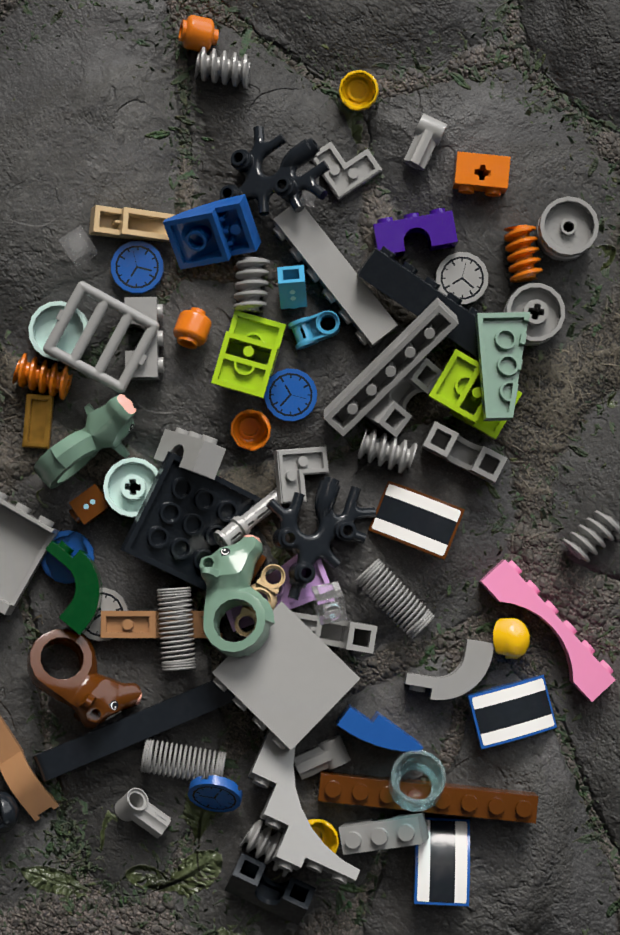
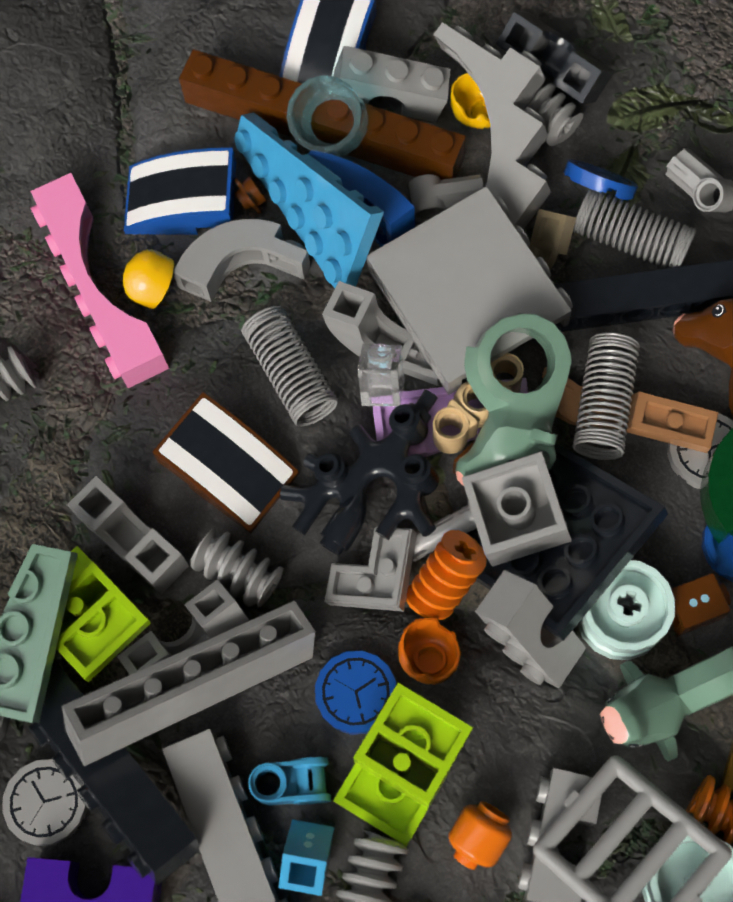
camera: 155 degrees left, 15 degrees down
(216, 525) = (516, 509): none -> light grey slope
(241, 739) = (551, 235): none -> dark tan plate
(251, 477) = (446, 575): none -> orange piece
(415, 719) = (321, 211): none -> dark azure wing
(461, 723) = (249, 194): none -> reddish brown plate

